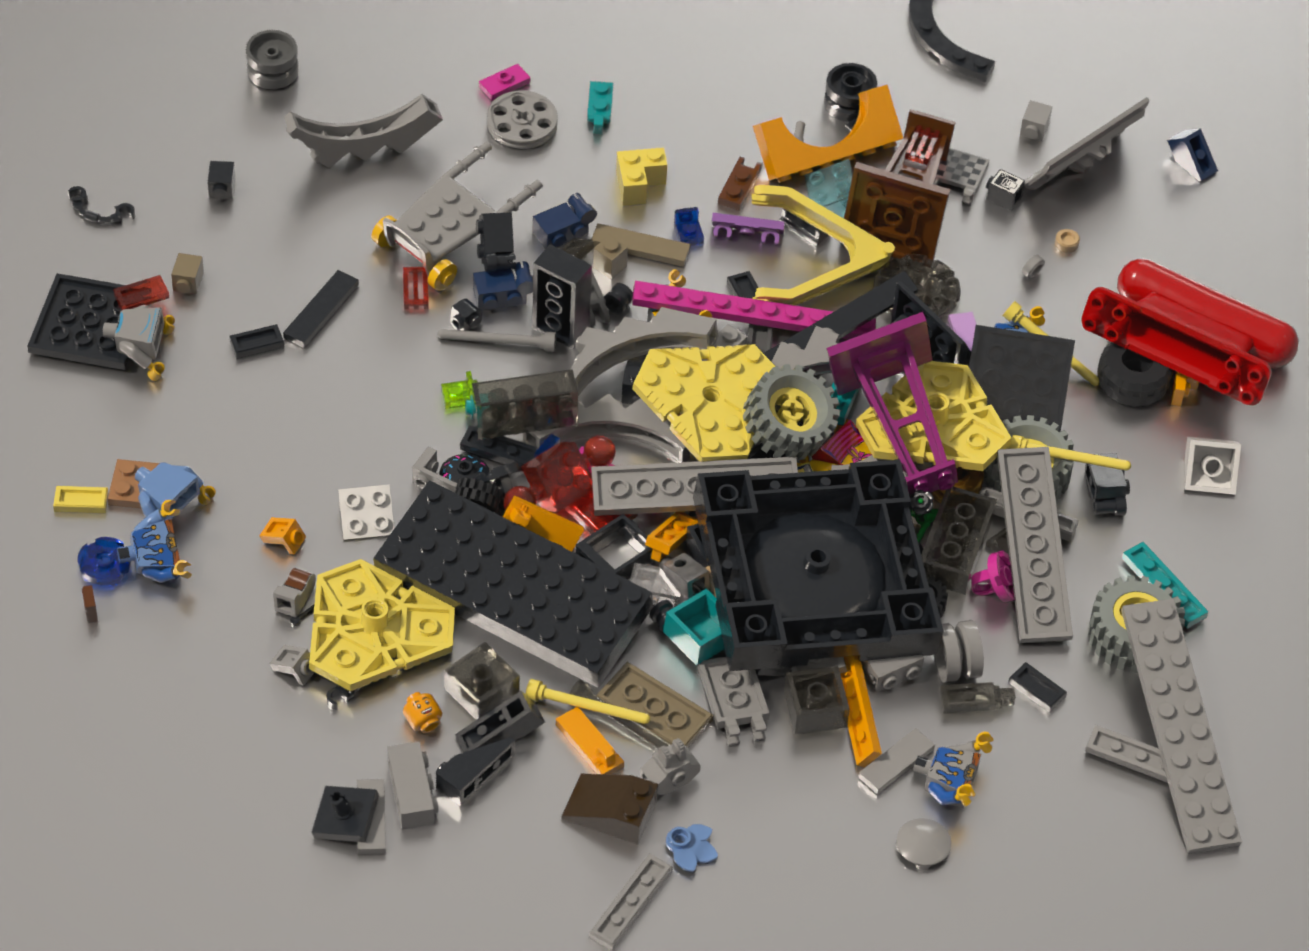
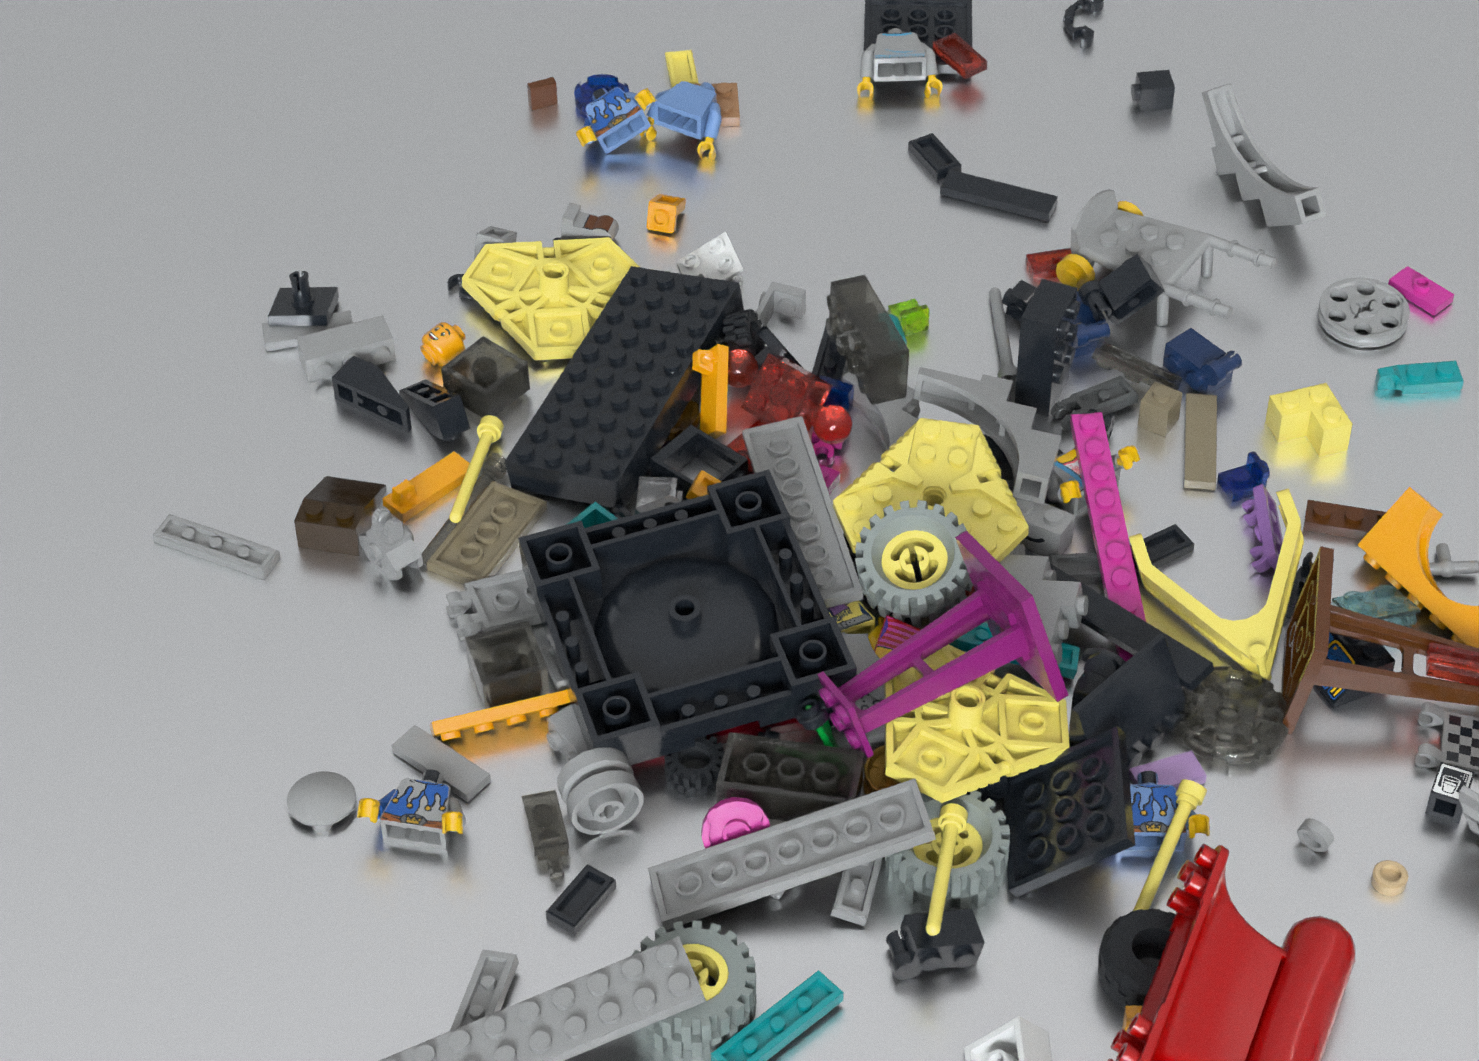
camera: 85 degrees right, 5 degrees down
(187, 273) = (1006, 87): dark tan brick -> none
(272, 59) = (1350, 94): dark grey wheel -> none
(453, 467) = (799, 338): black dish -> none
(695, 846) = (294, 586): medium blue plate -> none

